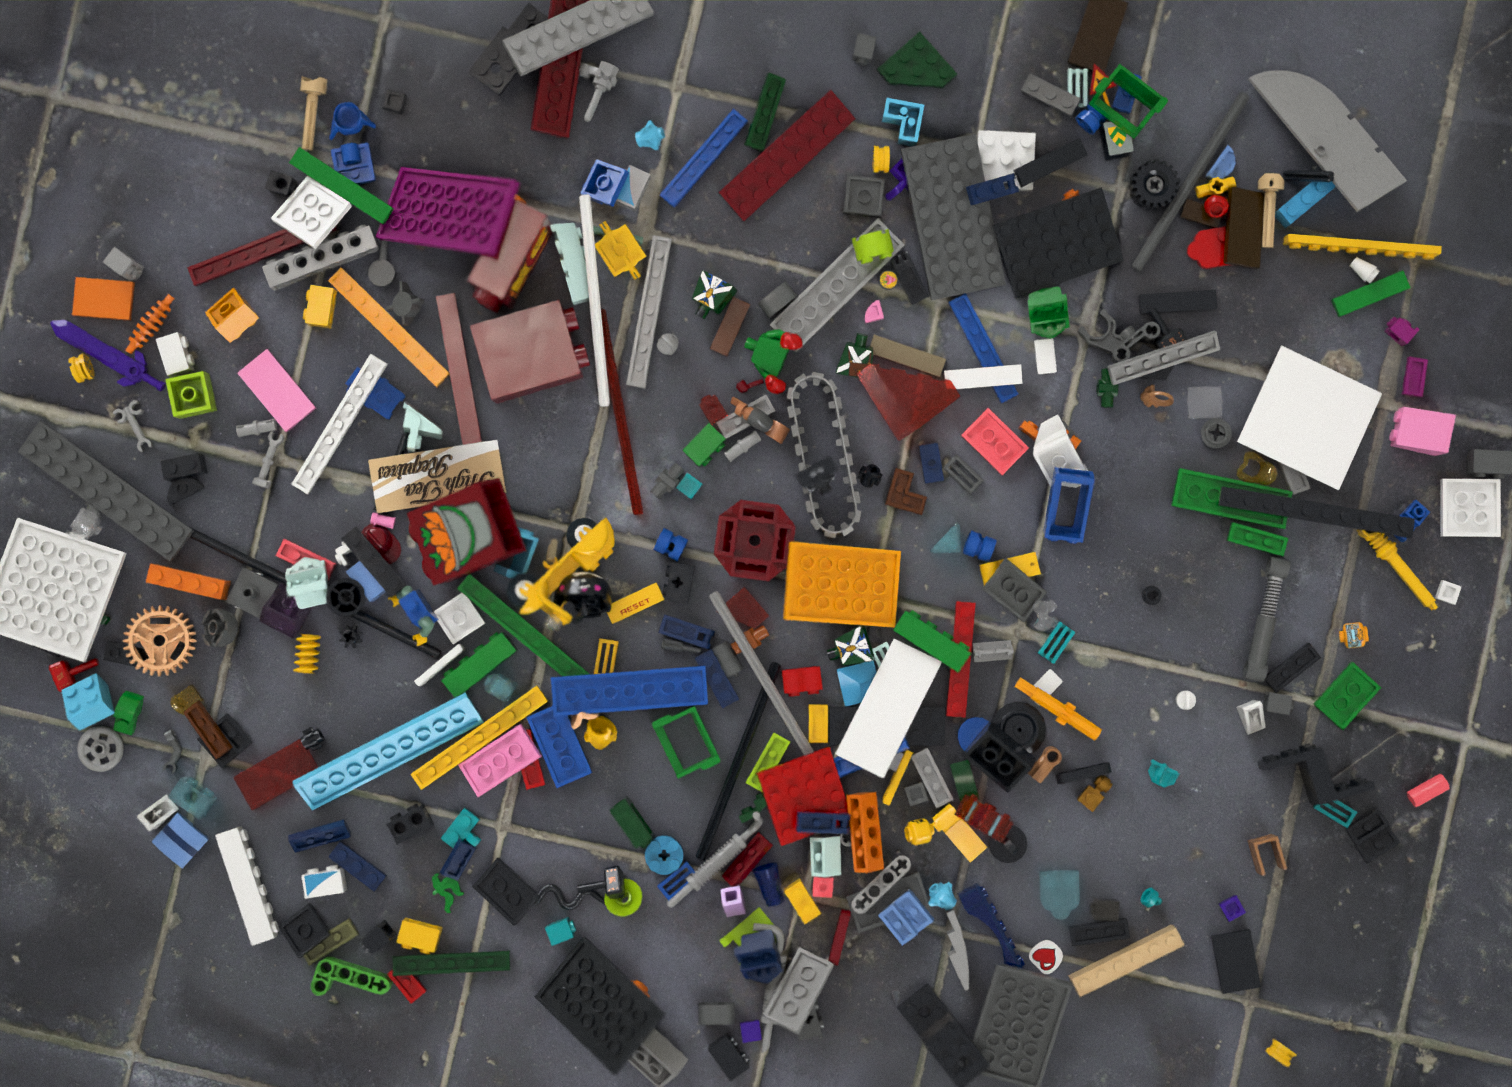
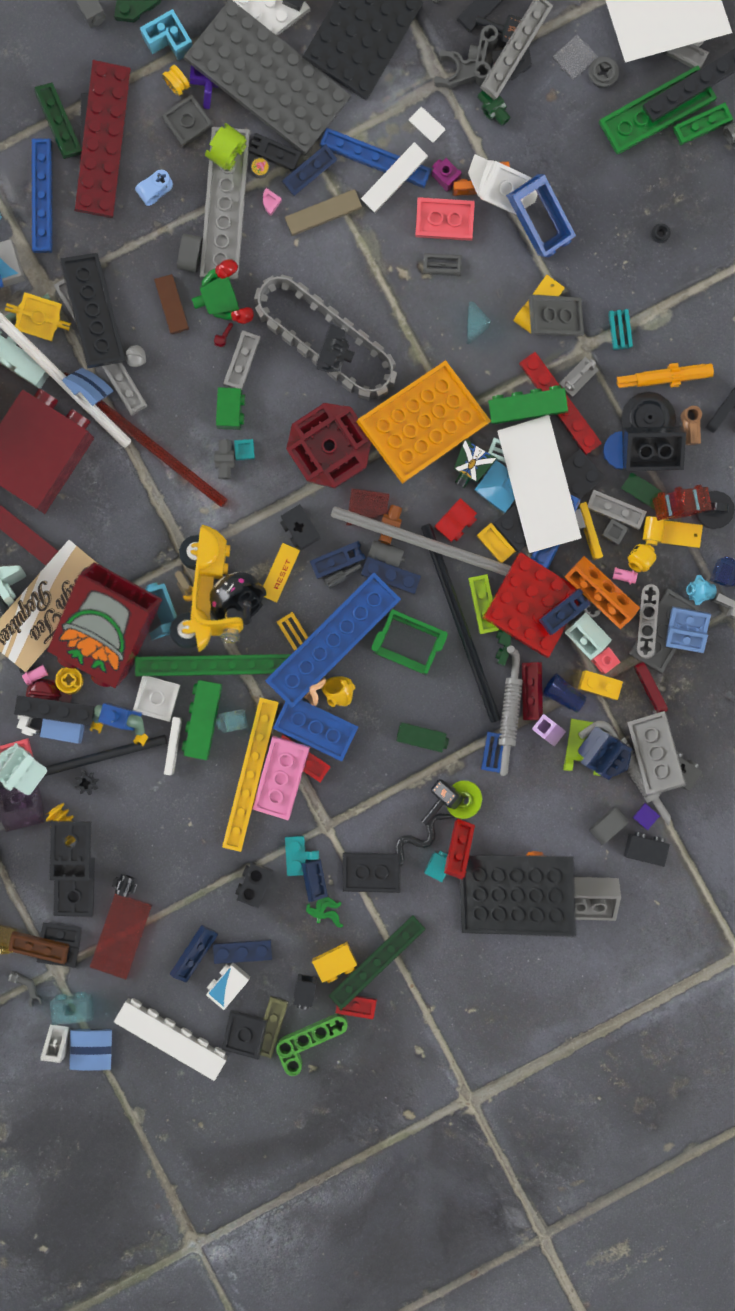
camera: 45 degrees left, 0 degrees up
(284, 692) = (72, 868): none -> black bracket
(345, 597) = (55, 755): black cylinder -> none
(388, 751) = (190, 844): medium azure plate -> none
(404, 547) = (69, 680): none -> yellow wheel
(587, 932) = (459, 849): none -> red plate
(612, 335) = (89, 384): none -> medium blue slope
(655, 848) = (477, 741): dark azure plate -> none
(664, 541) = (261, 504): blue wheel -> none
(665, 281) = (92, 310): none -> black plate
(712, 294) = (136, 290): torso -> none
(712, 409) = (211, 375): clear red brick -> none
(742, 446) = (258, 385): light grey pin -> none
(760, 421) = (255, 352): piece -> none
(791, 226) = (152, 188): none -> light blue piece
(855, 356) = (287, 244): torso -> none
(870, 475) = (373, 324): black gear -> none
(895, 835) = (625, 575): none -> bright pink pin
(899, 494) = (408, 320): reddish brown tile -> none
(905, 398) = (350, 242): clear red slope -> none
(923, 315) = (309, 170): none -> dark blue plate
(931, 463) = (411, 276): dark blue plate -> none
(979, 546) = (501, 306): blue wheel -> none
(991, 189) = (278, 29): dark blue plate -> none
(1023, 414) = (445, 179): none -> magenta brick
(1042, 609) = (589, 313): clear piece -> none
(1048, 312) = (401, 87): green piece -> none
(1048, 682) = (640, 364): white sticker -> none
(1148, 397) = (531, 88): medium nougat piece -> none
(1266, 475) = (668, 70): clear yellow piece -> none

